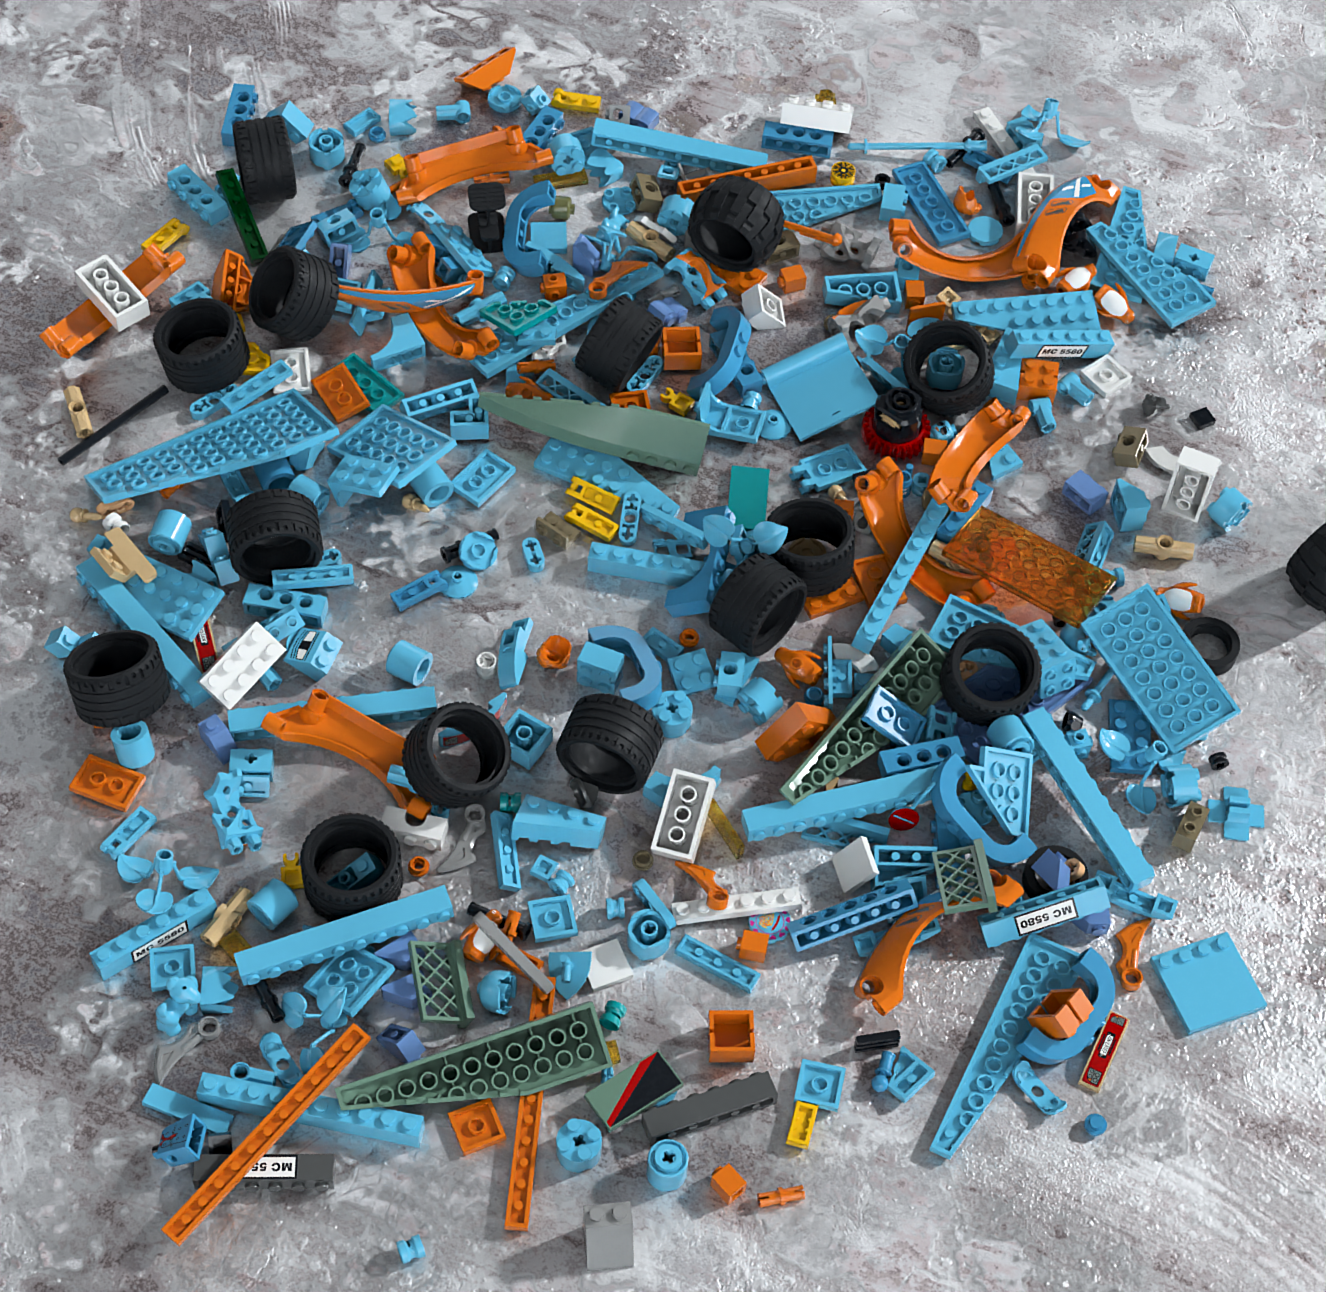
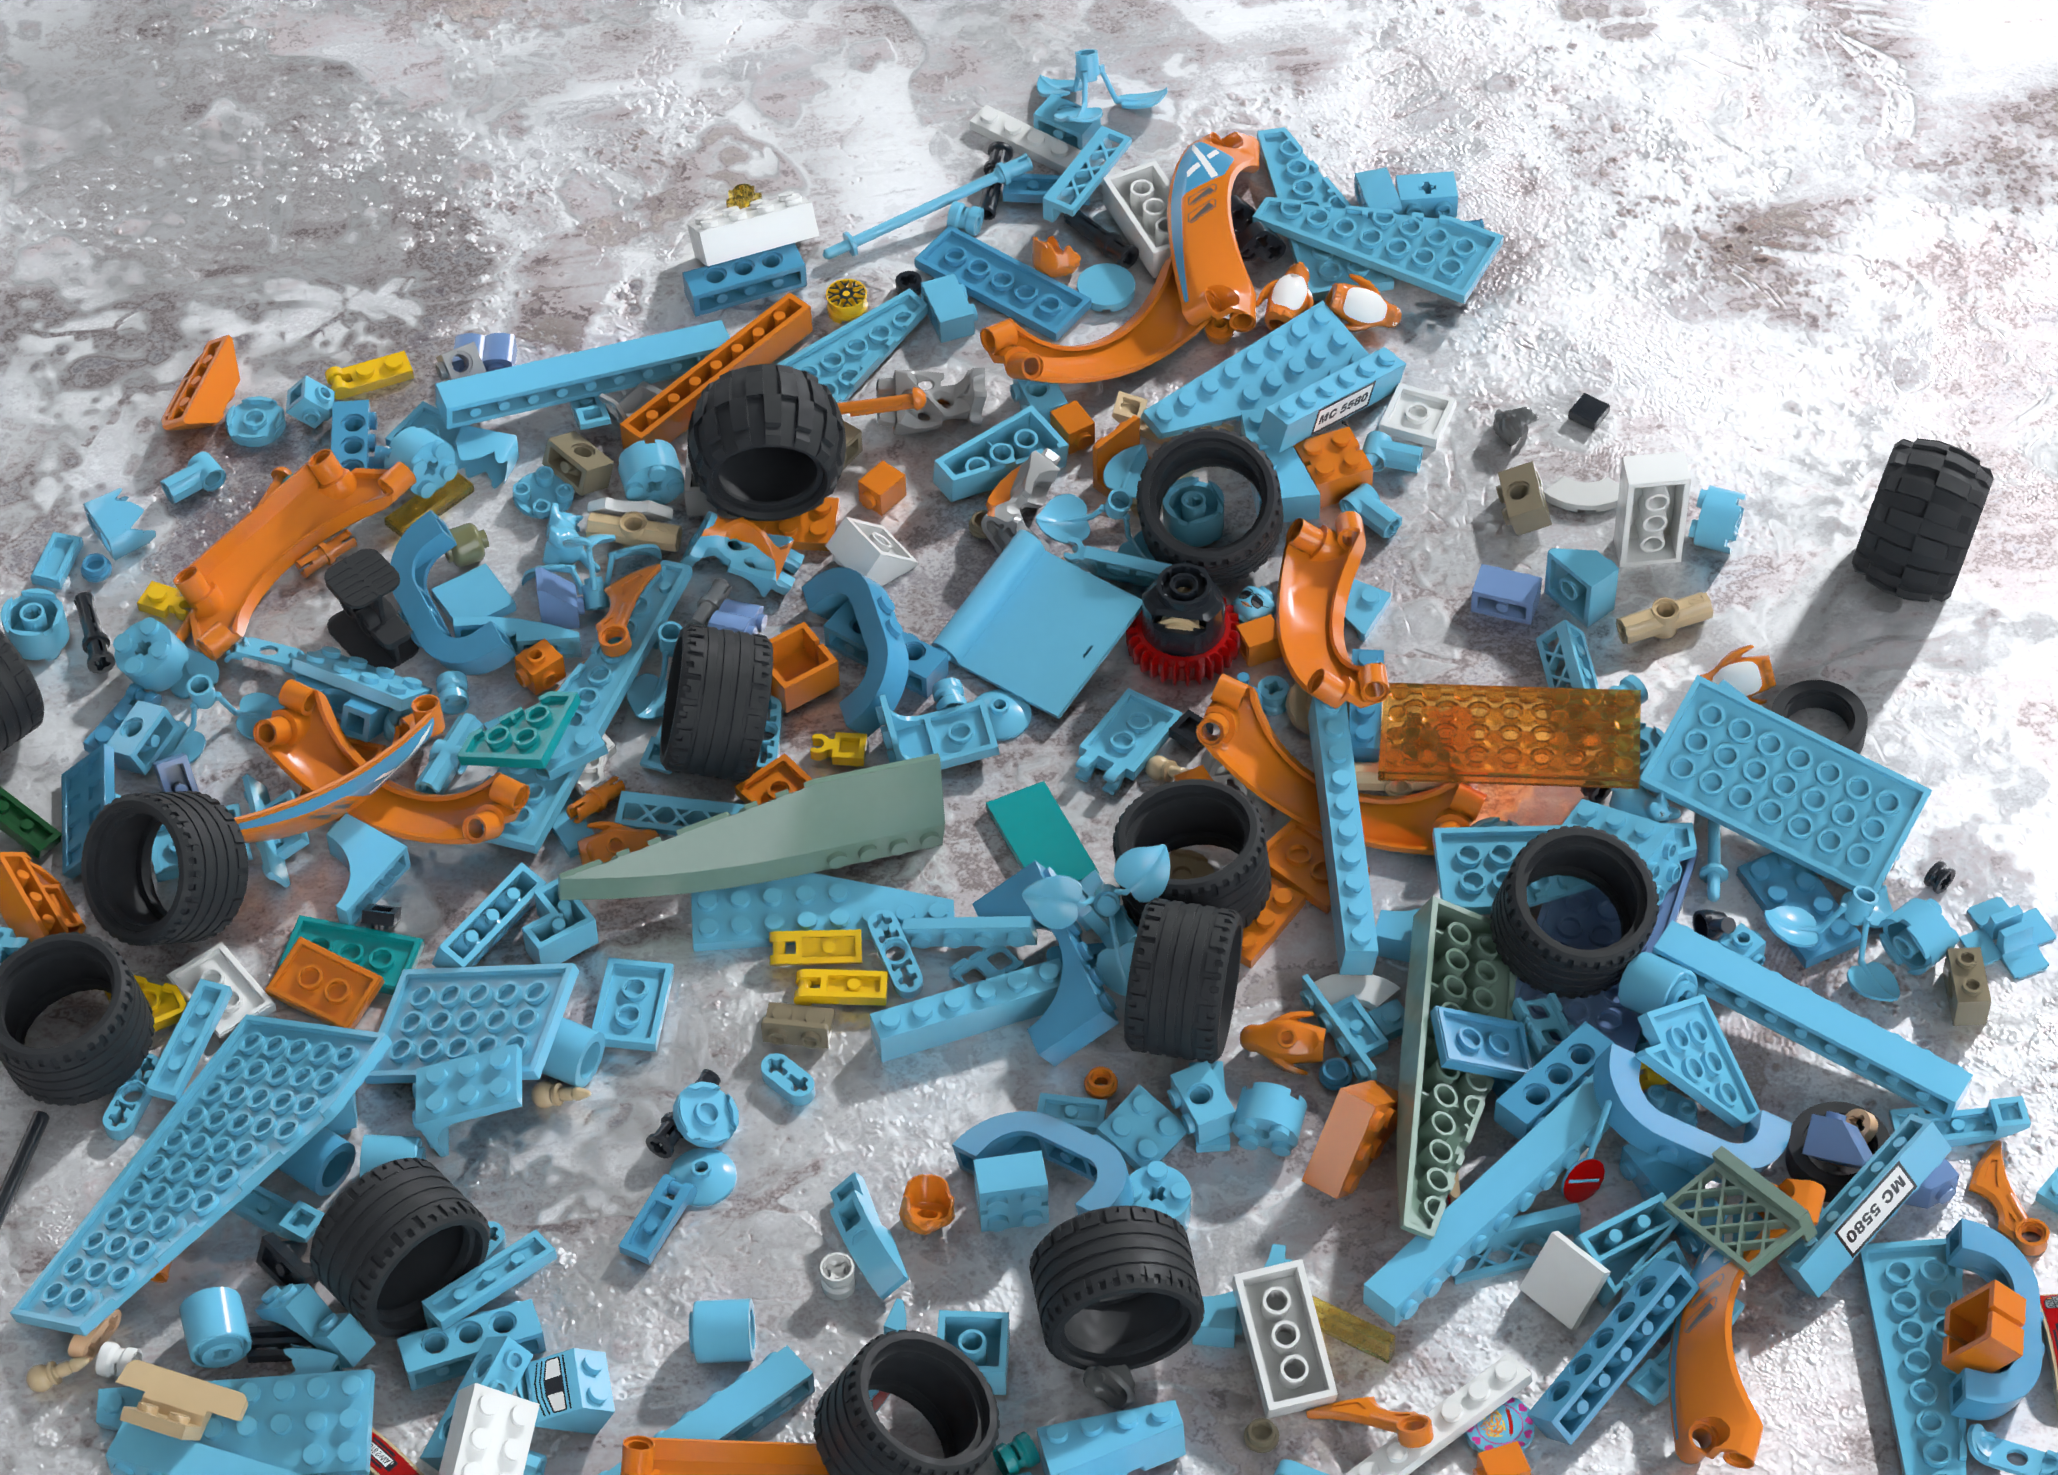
camera: 25 degrees left, 5 degrees down
(391, 372) = (381, 916): none -> black plate

